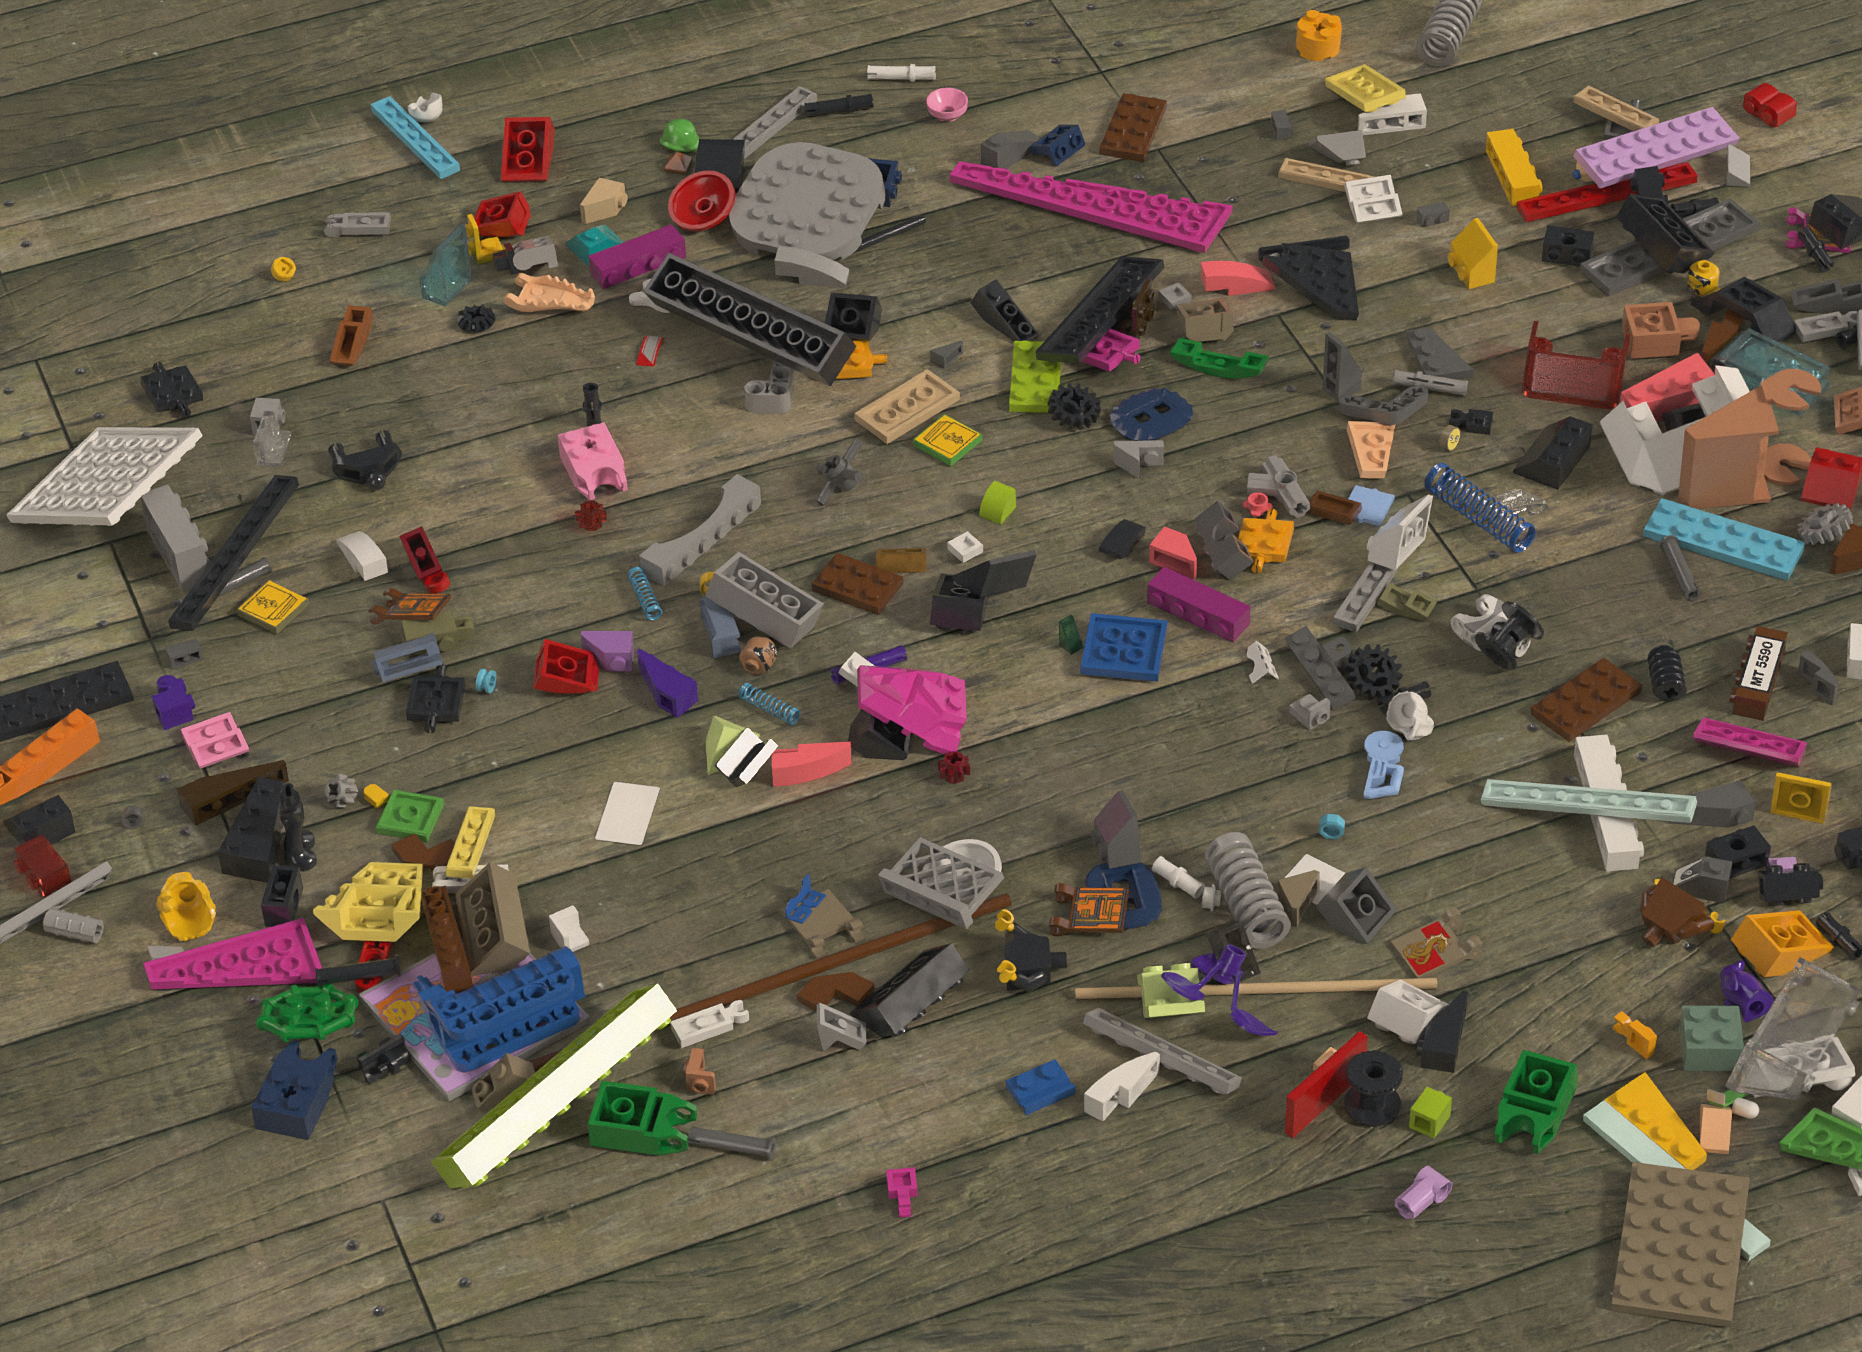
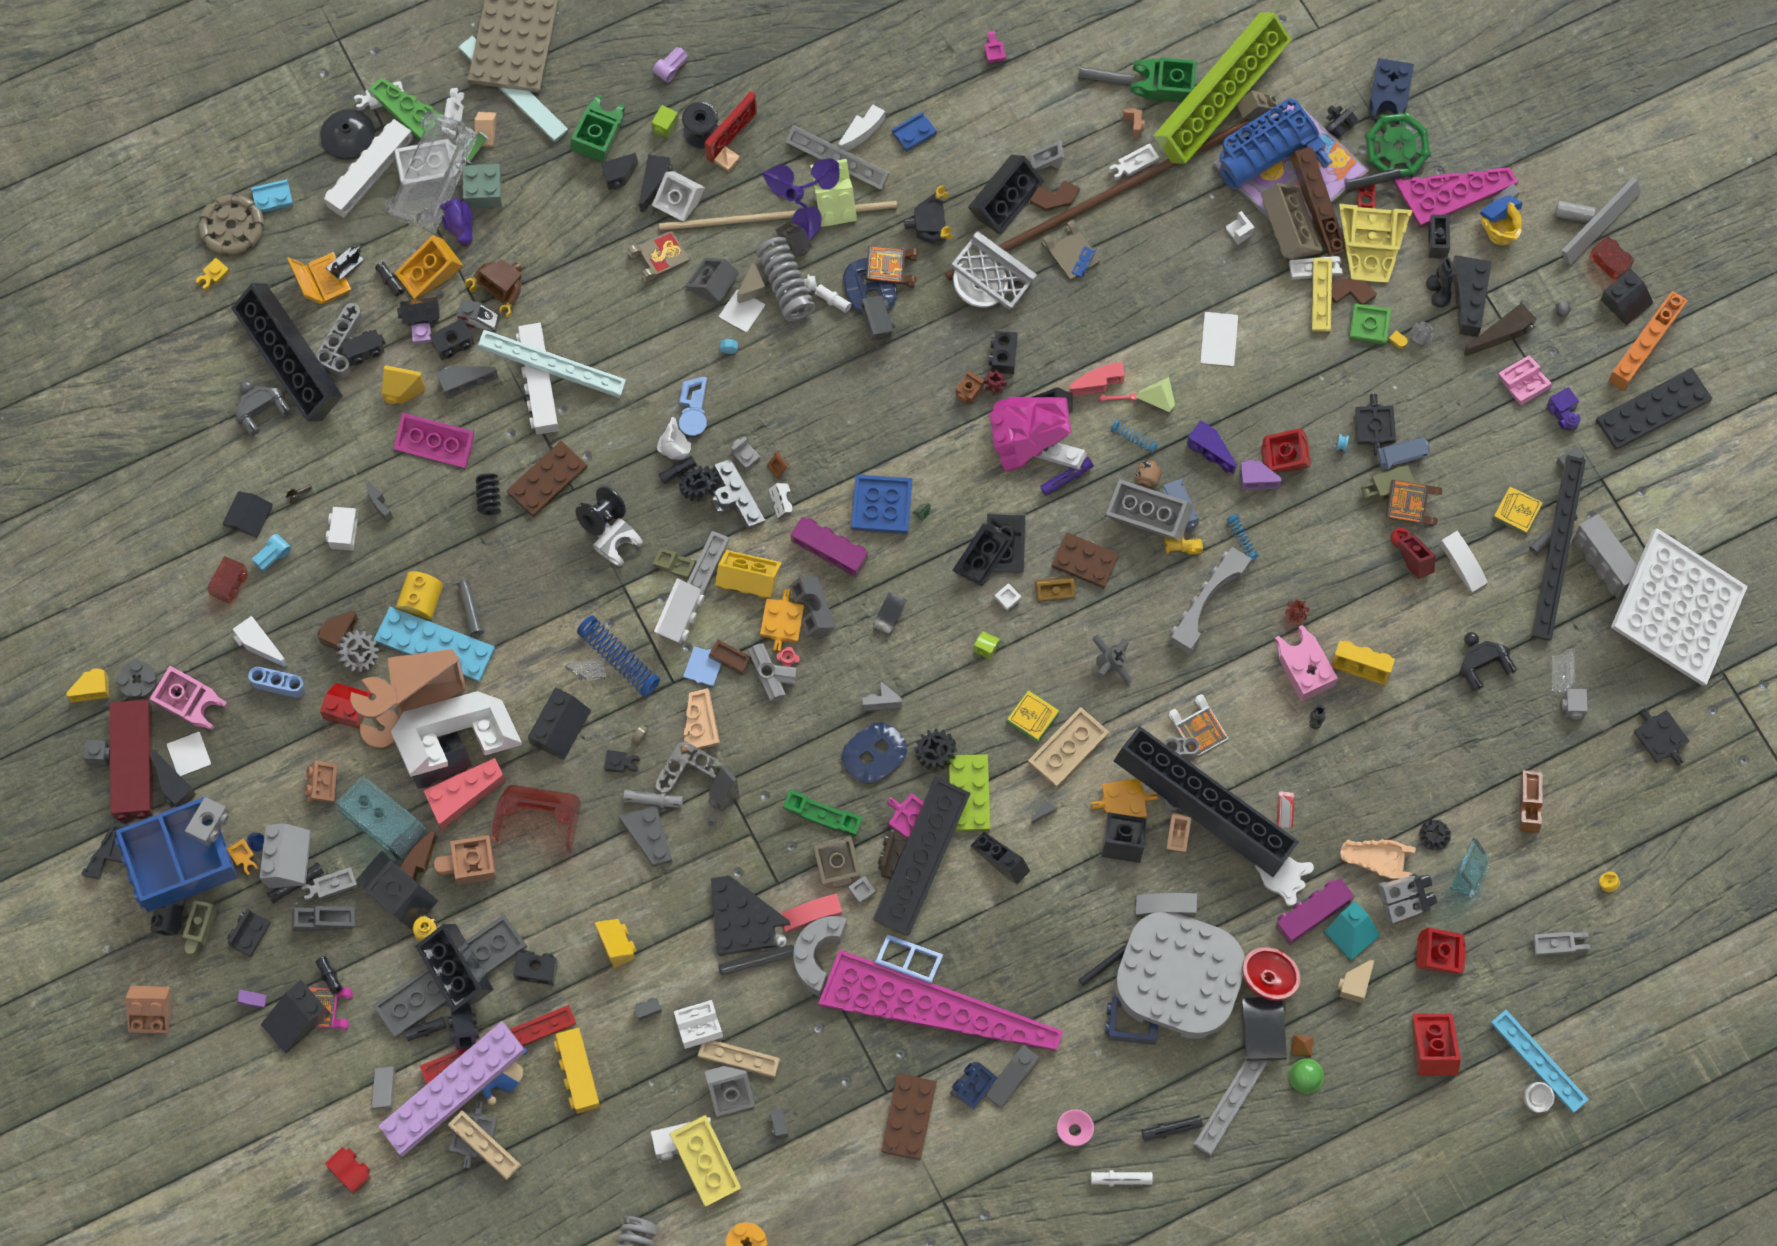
camera: 175 degrees right, 25 degrees up
(182, 919) = (1498, 209): none -> blue slope
(482, 249) = (1449, 917): yellow bracket -> none
(520, 455) = (1363, 662): none -> yellow slope
(738, 420) = (1200, 726): none -> flag
(745, 757) = (1140, 374): panel -> none
(936, 800) = (1003, 352): none -> black brick
(993, 759) = (976, 386): none -> dark orange brick
(1129, 225) = (913, 947): none -> light blue window
(1174, 552) = (849, 598): coral slope -> none
(1242, 236) = (808, 942): none -> light grey brick
(1262, 695) = (777, 465): none -> dark orange slope
(1307, 583) = (748, 574): none -> yellow slope
(1499, 1050) = (619, 170): none -> black slope
(1638, 1036) = (528, 186): light orange plate -> none
(1653, 1115) = (525, 132): yellow wing -> none
(1752, 581) = (419, 595): none -> yellow brick
(1759, 673) = (421, 504): brick -> none
(1768, 1139) = (453, 106): none -> white plate

